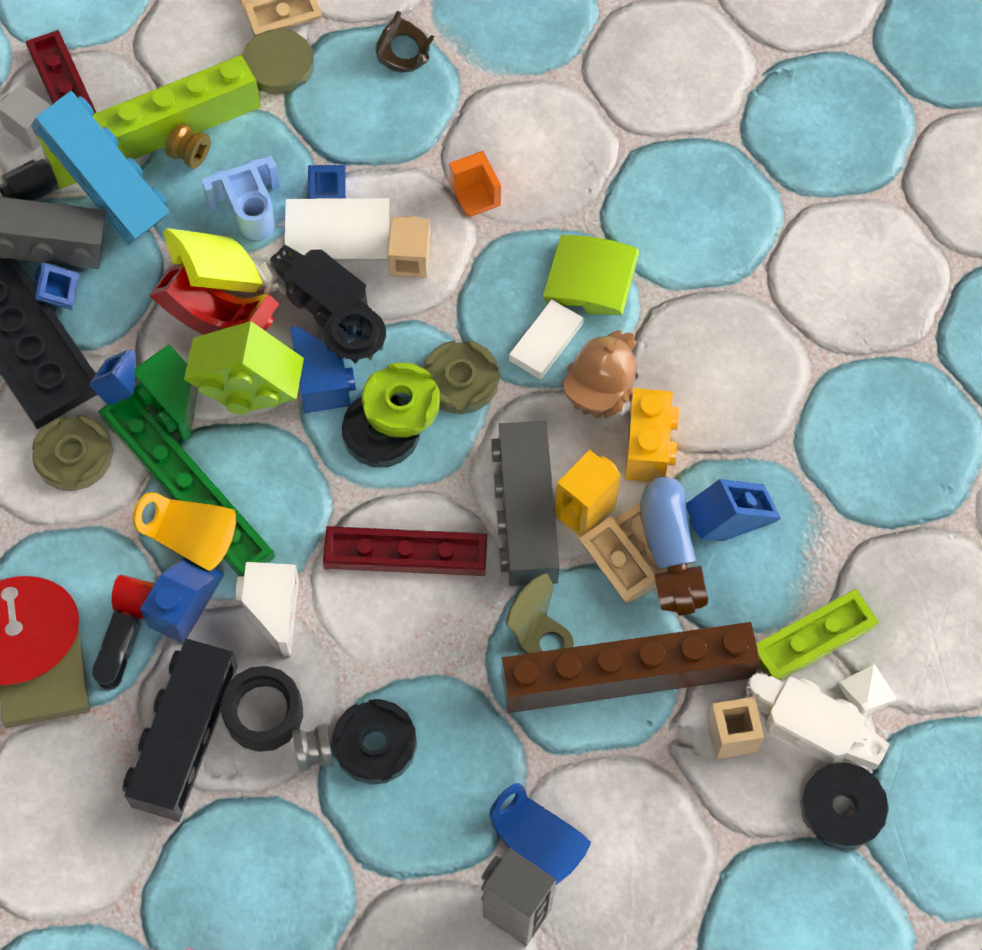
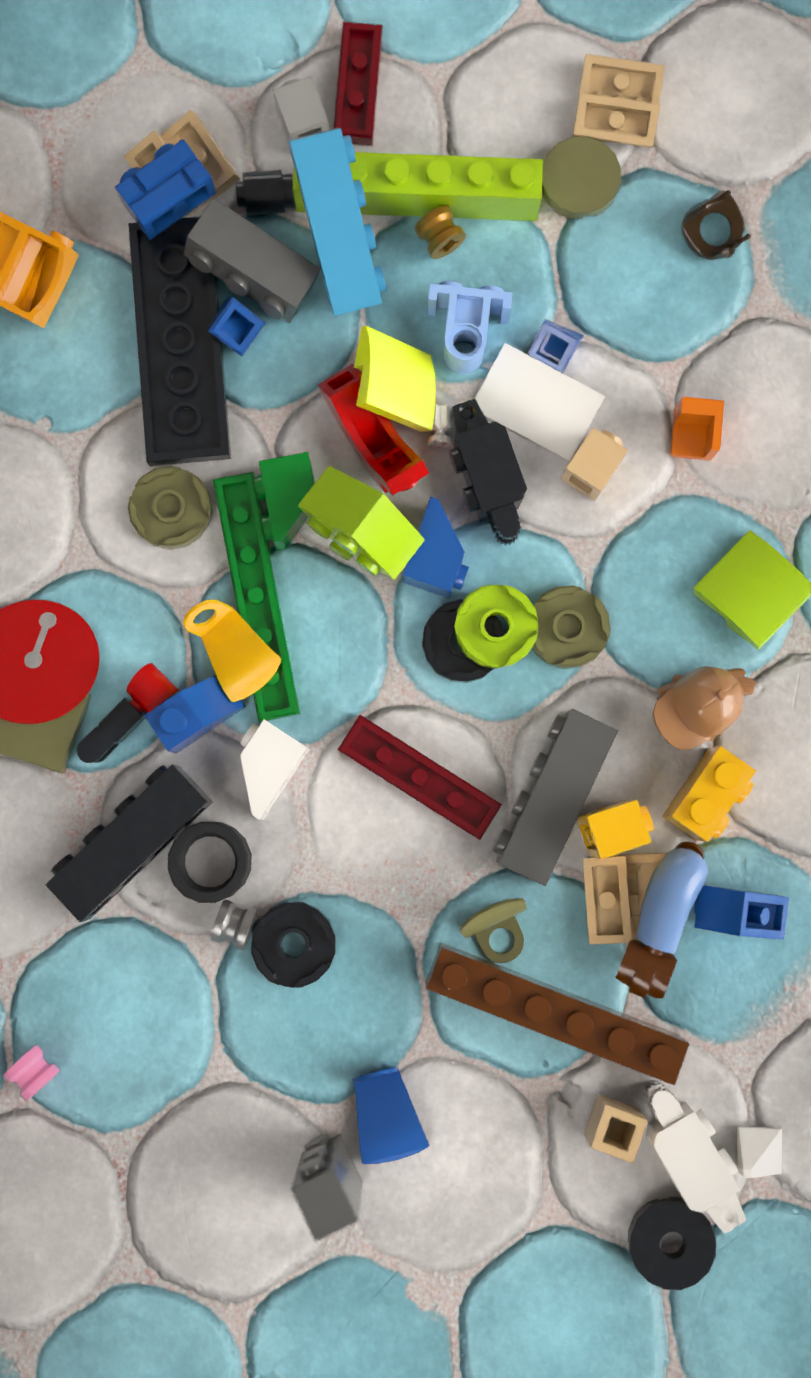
camera: 30 degrees right, 20 degrees up
(115, 378) = (241, 458): blue slope -> none
(350, 320) = (489, 522): black gear -> none
(546, 339) = (671, 633): white tile -> none
(816, 635) = (744, 1076): lime plate -> none

